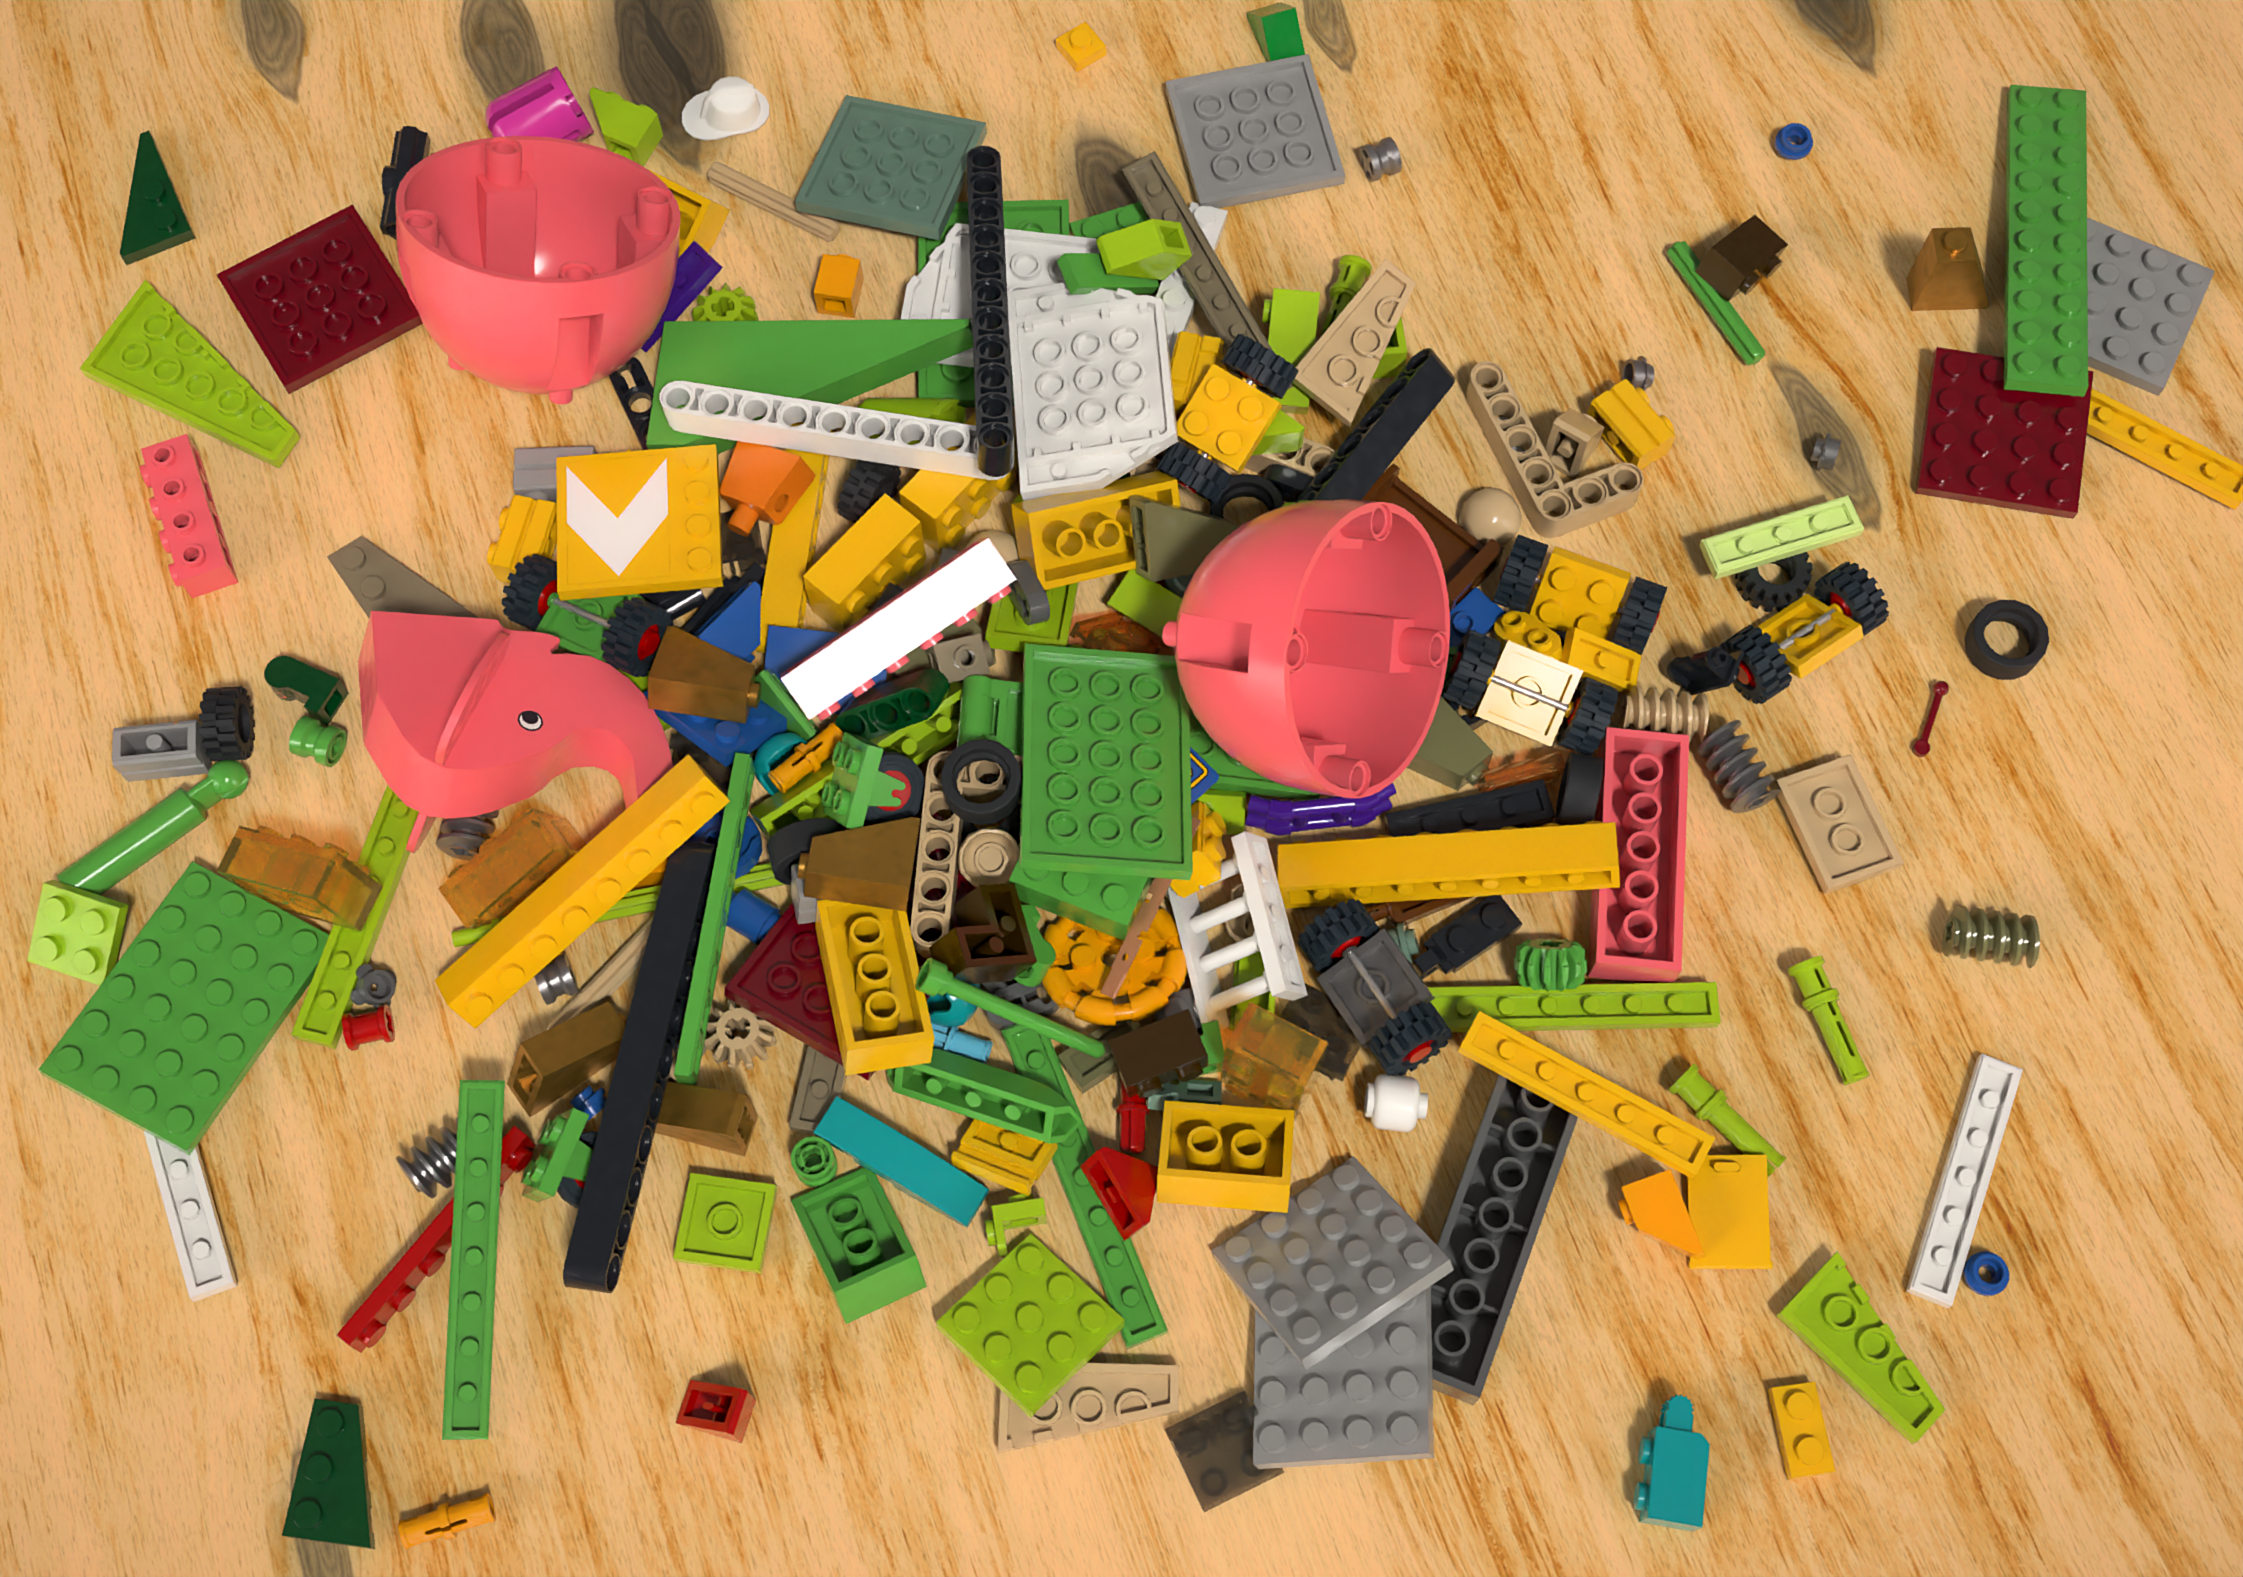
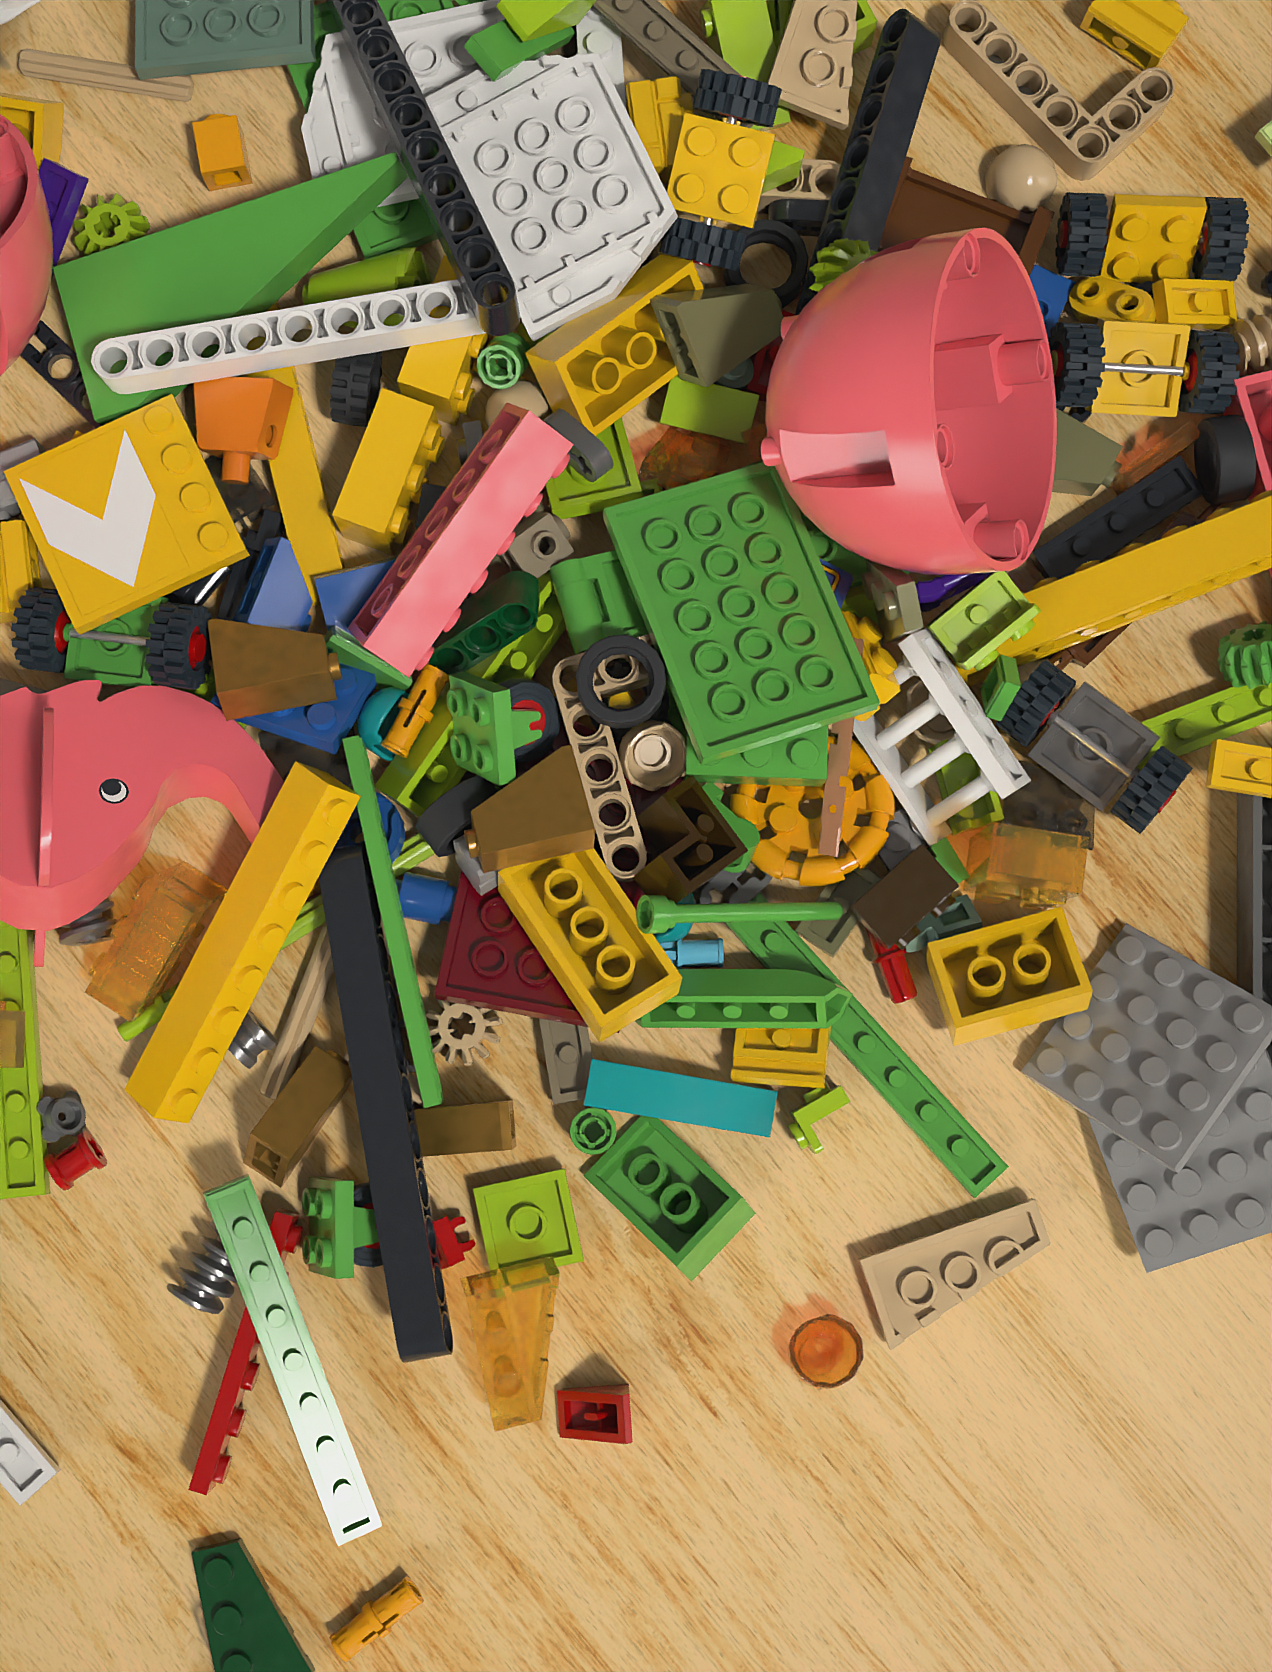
camera: 25 degrees left, 15 degrees up
(589, 1101) = (338, 1156): blue plate -> none
(646, 1214) = (448, 1246): none -> red tile
(665, 1308) = (511, 1335): none -> clear yellow wedge
(938, 1429) = (825, 1352): none -> clear orange hair
(1001, 511) = (510, 354): none -> bright green wheel
(1030, 1324) = (874, 1214): lime plate -> none
(1124, 1188) = (918, 1045): red slope -> none
(1218, 1451) = (1101, 1264): clear smoke hinge -> none
(1237, 795) = (894, 601): none -> olive wing
(1308, 907) = (1000, 687): none -> bright green tile
(1313, 844) = (983, 621): none -> lime bracket
(1395, 1103) = (1151, 856): white head -> none
(1405, 940) = (1099, 679): sand green plate -> none
(1468, 937) = (1158, 653): black hinge -> none
(1573, 441) = (1084, 61): tan slope -> none

